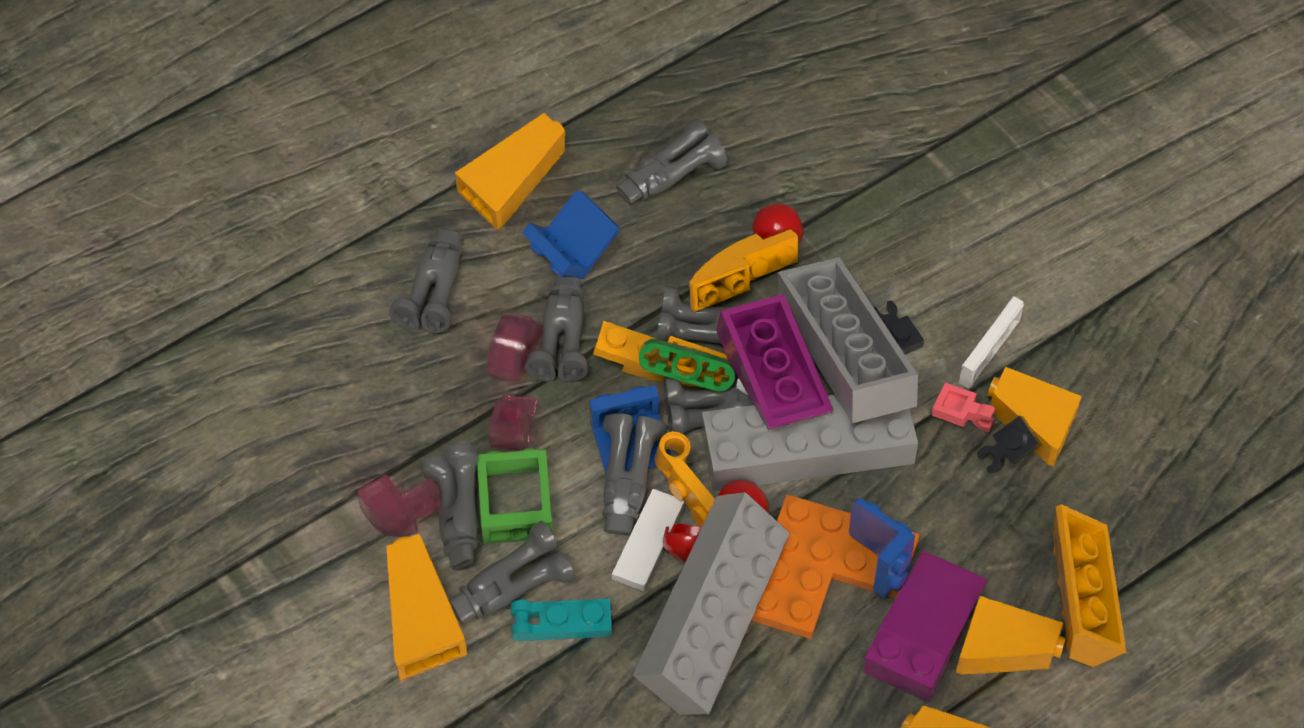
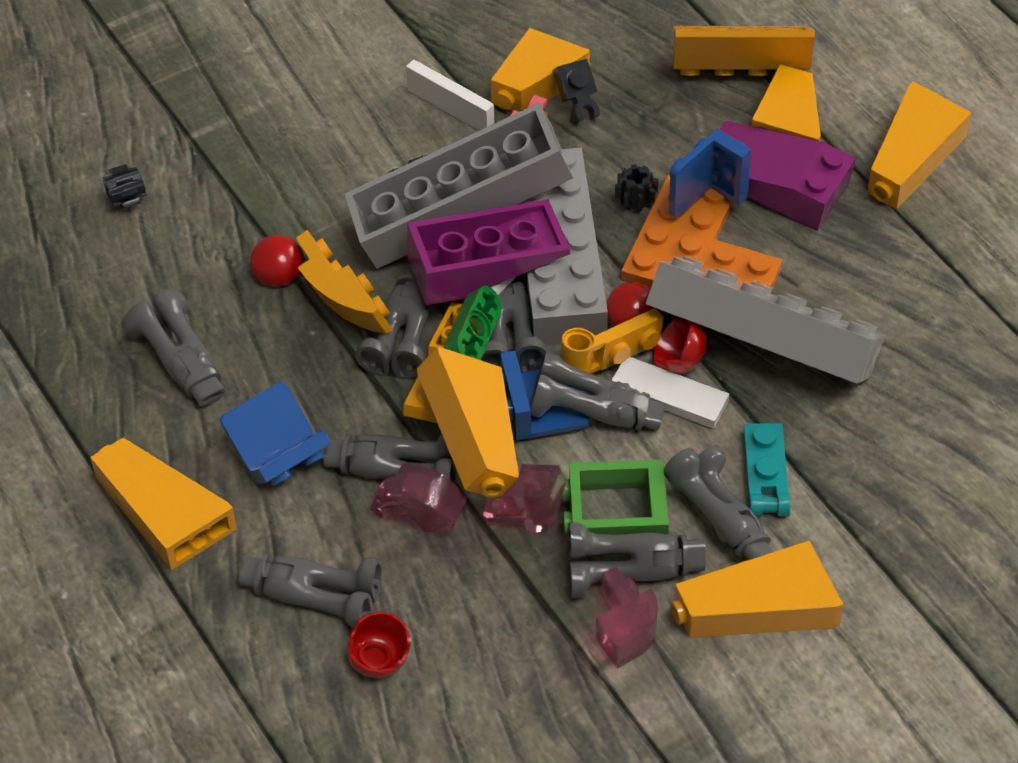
camera: 85 degrees left, 5 degrees down
(369, 328) = (378, 645): none -> red hair
(584, 366) = (473, 419): none -> light orange slope
(847, 104) = (124, 186): none -> black gear
(892, 500) = (636, 188): none -> black gear

